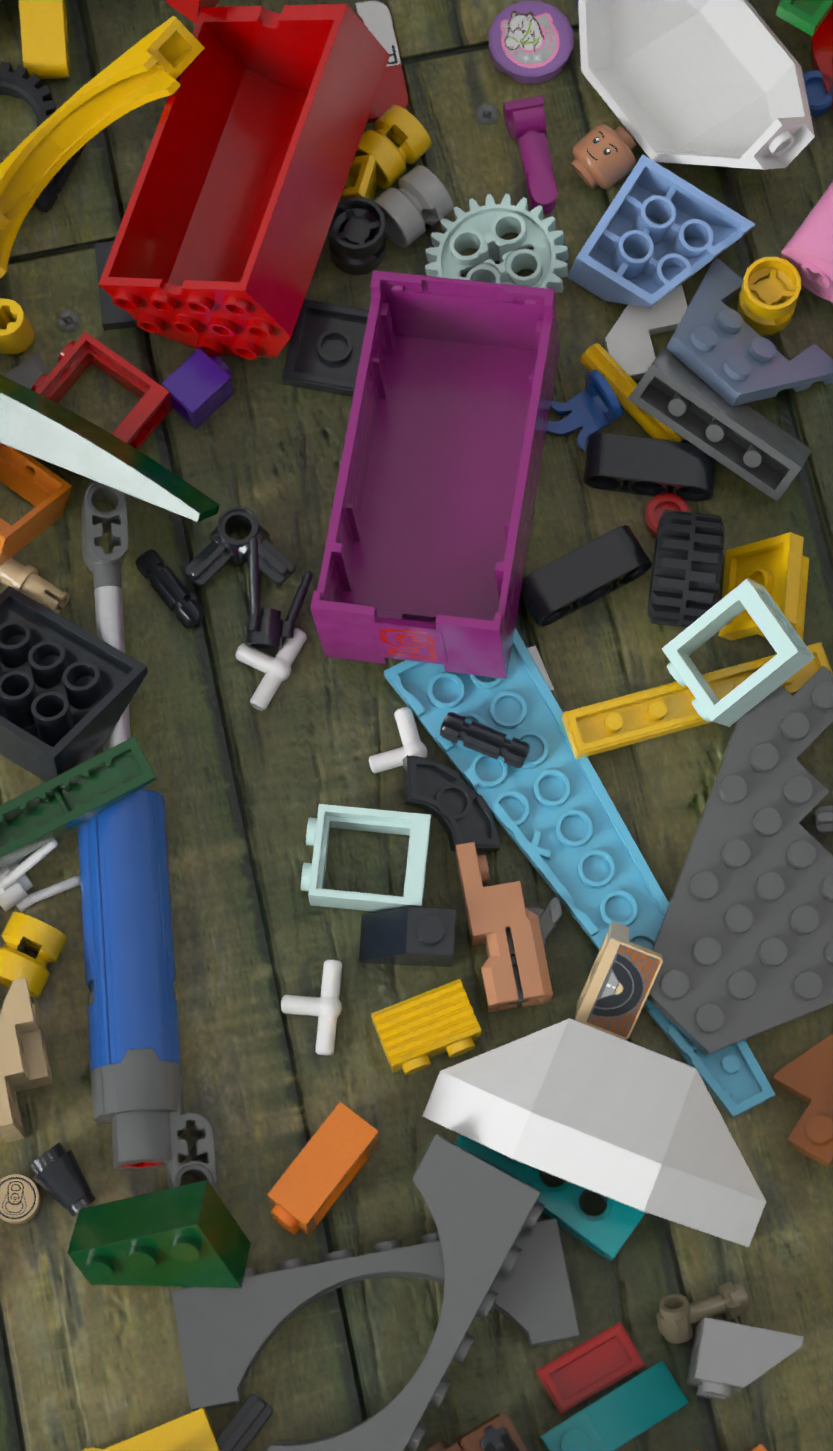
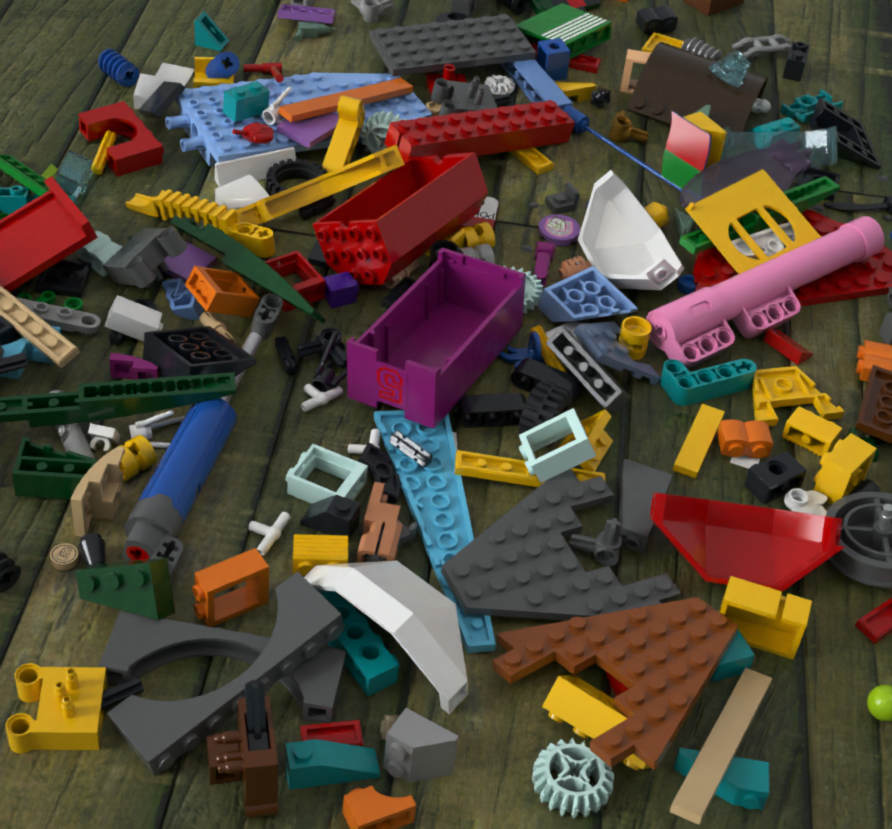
camera: 15 degrees right, 30 degrees down
(617, 984) = (433, 558): panel -> none

